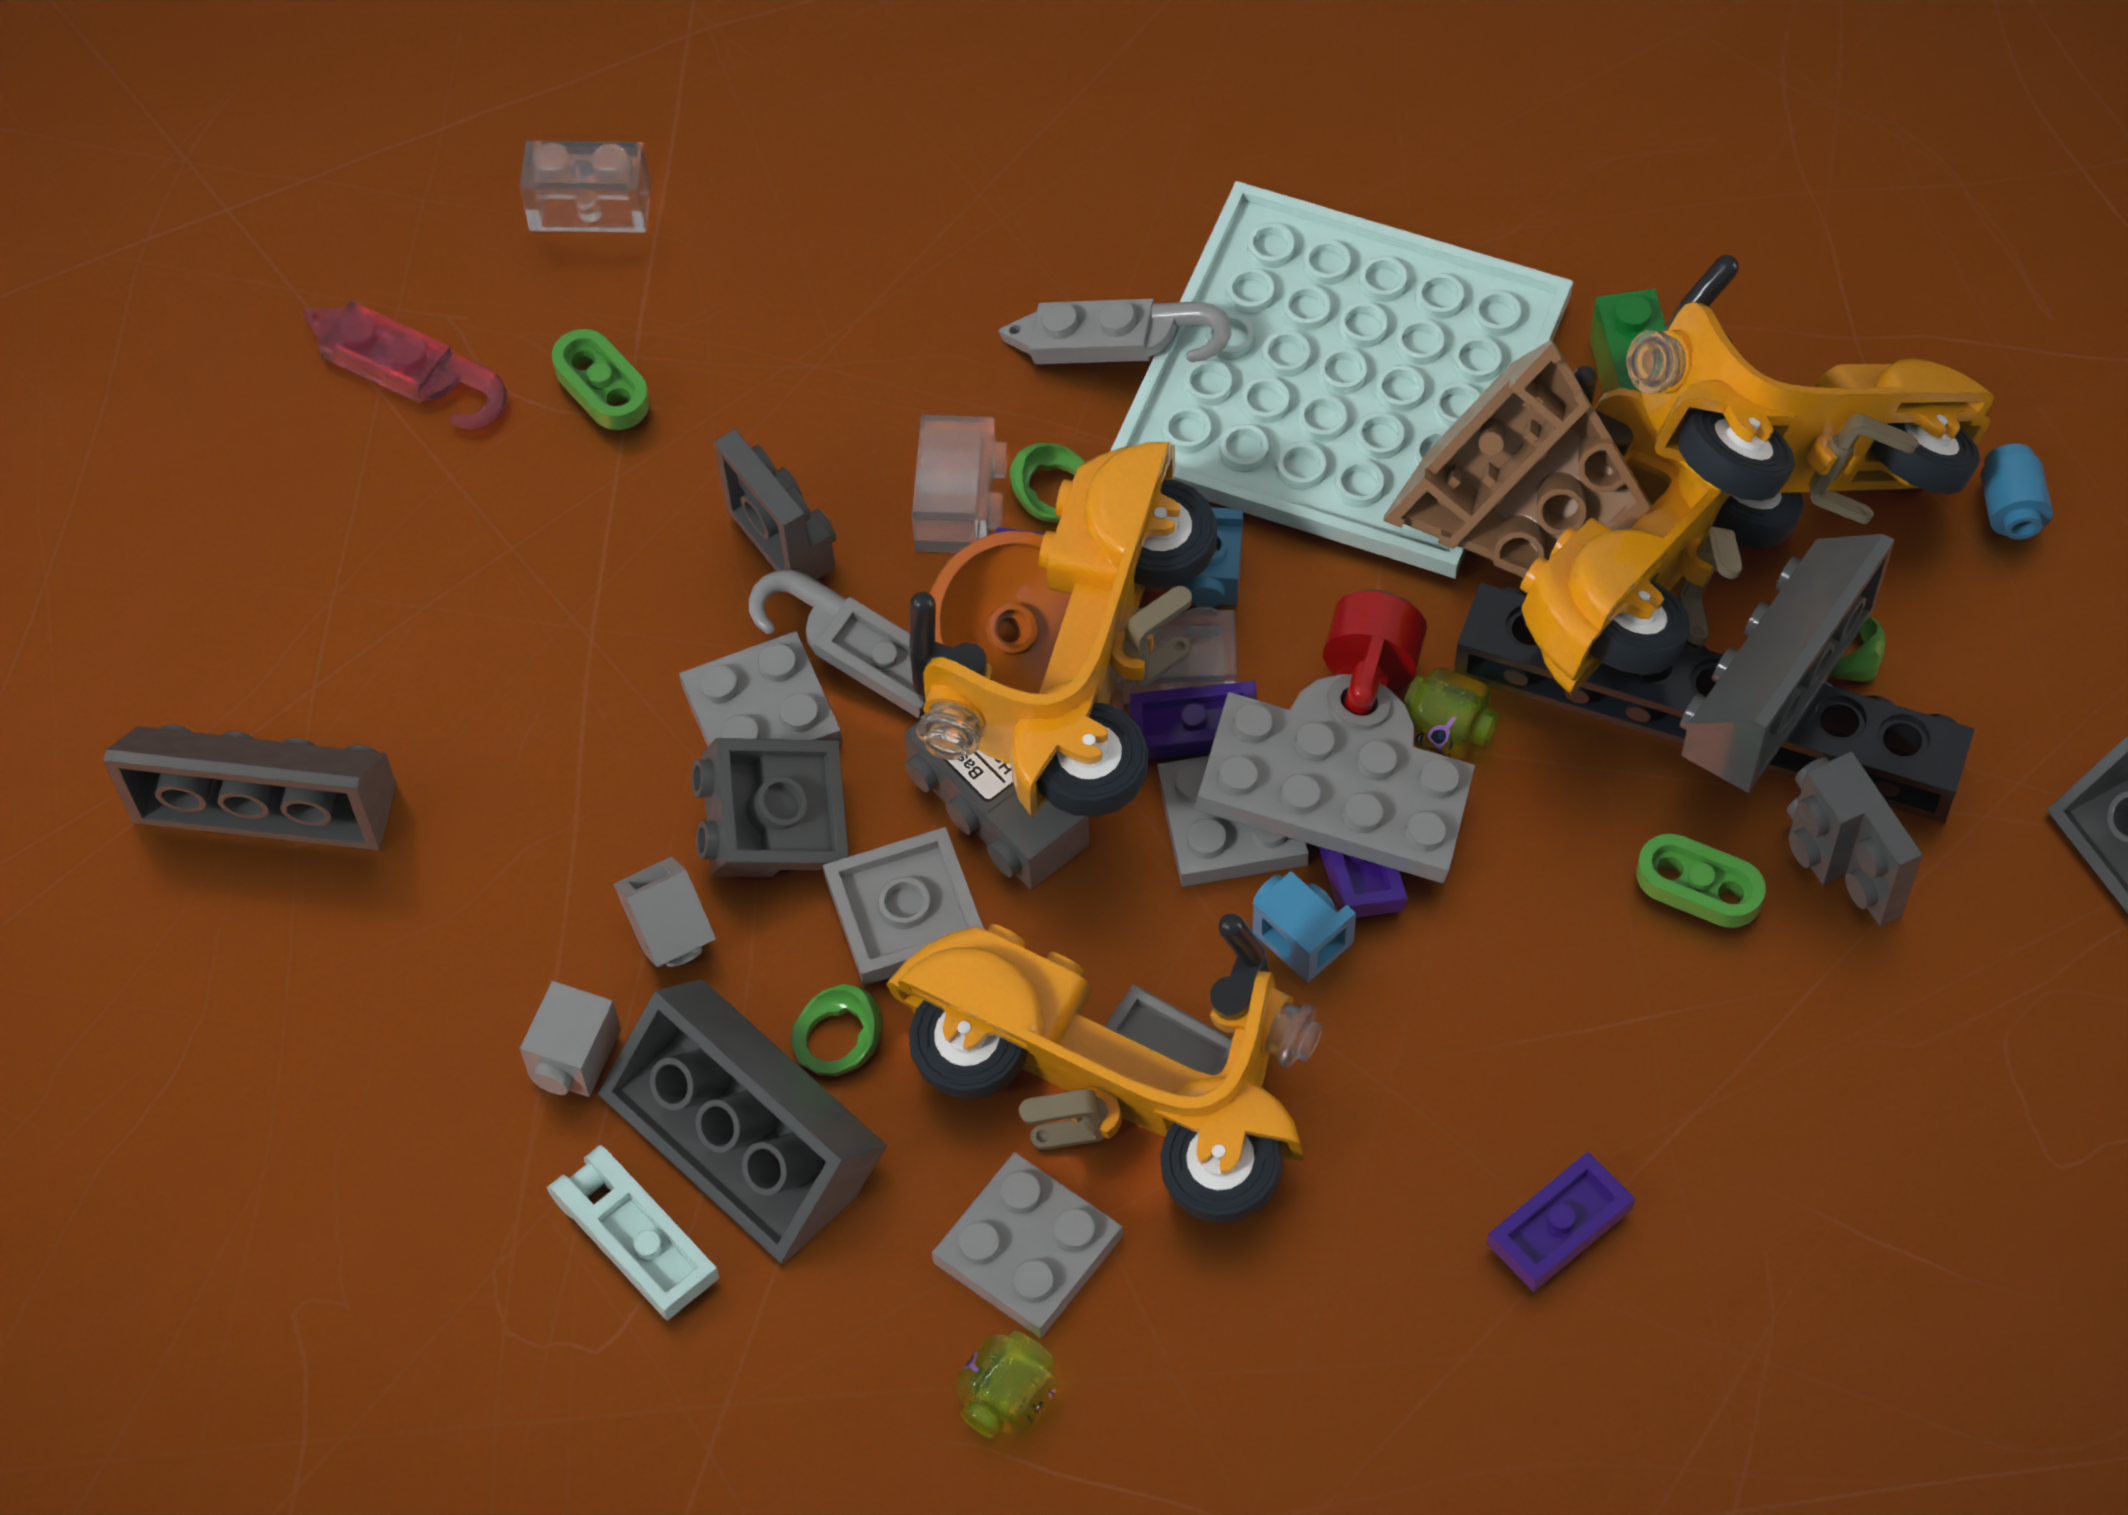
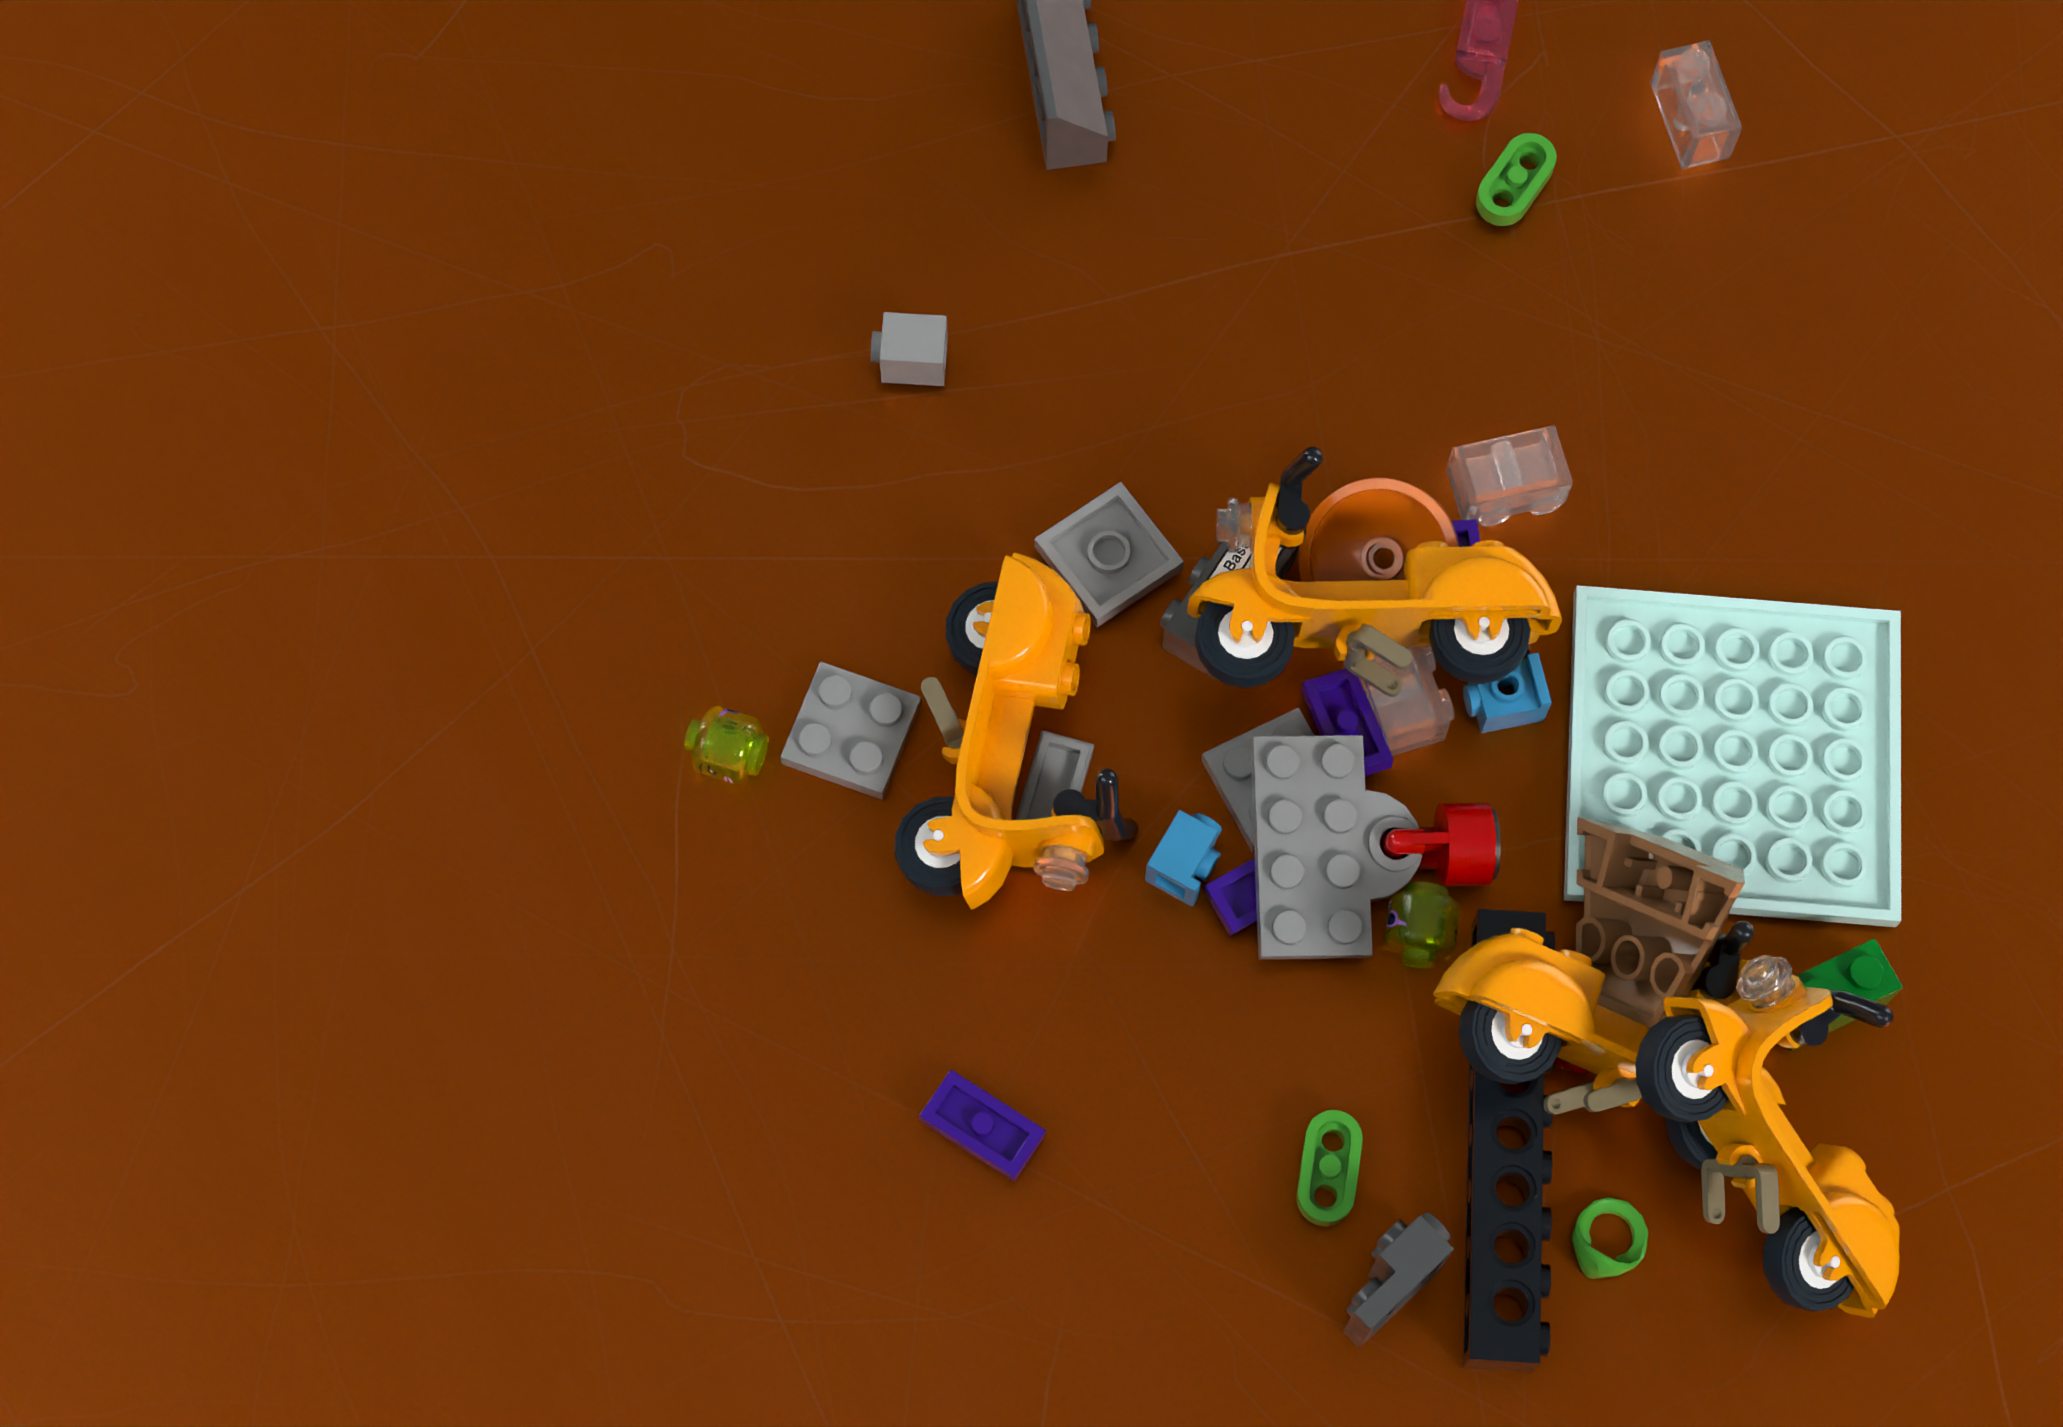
camera: 70 degrees right, 10 degrees up
(635, 1233) = (776, 447): light aqua plate -> none
(665, 913) = (1039, 379): light grey brick -> none
(740, 1117) = (891, 491): dark grey slope -> none
(761, 695) = (1255, 396): light grey plate -> none
(770, 806) = (1158, 428): dark grey plate -> none
(772, 509) = (1421, 342): dark grey plate -> none
(836, 1002) = (998, 517): bright green piece -> none
(846, 636) = (1337, 429): light grey plate -> none
(1027, 462) = (1554, 527): bright green piece -> none
(1113, 330) = (1705, 556): light grey plate -> none
(1785, 657) = (1539, 1177): dark grey slope -> none
(2015, 491) = (1817, 1360): dark azure brick -> none

